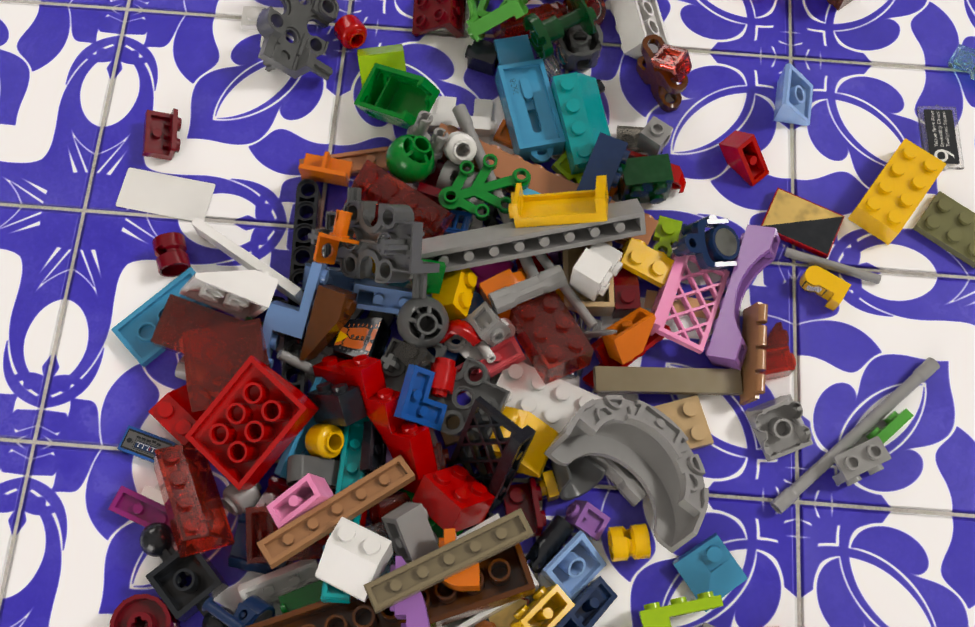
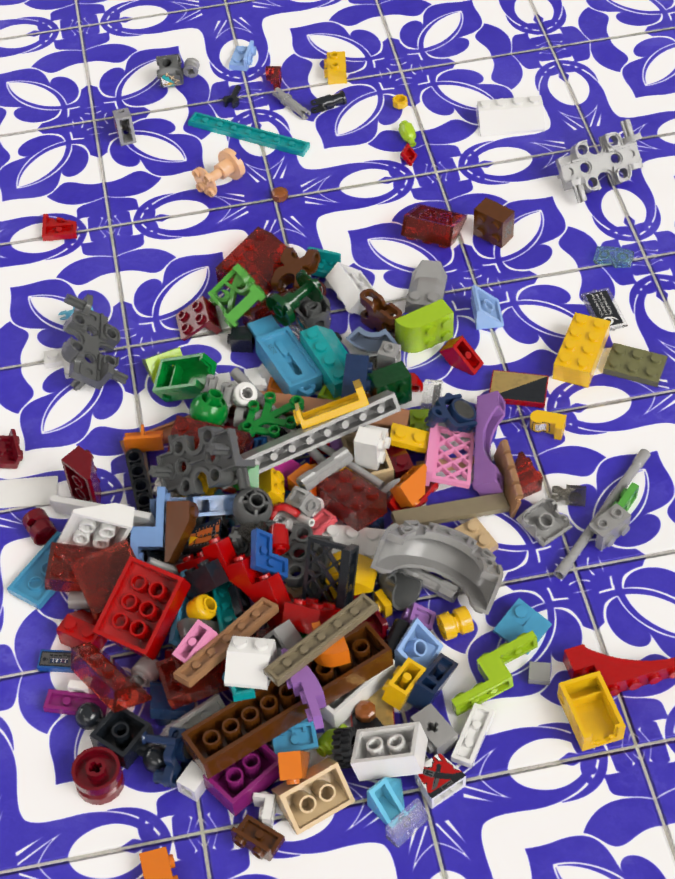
camera: 10 degrees left, 20 degrees down
(237, 207) = (82, 475): none -> dark red slope
(339, 233) = (172, 464): orange bracket -> none
(350, 31) = (133, 347): red head -> none
(639, 107) = (369, 341): none -> sand blue brick
(673, 60) = (386, 298): clear red bracket -> none
(692, 201) = (431, 392): none -> clear tile
(711, 105) = (425, 327): none -> lime brick
(728, 46) = (426, 285): none -> light grey slope
(825, 398) = (573, 495): none -> clear smoke plate
(832, 265) = (560, 410): light grey bar -> none

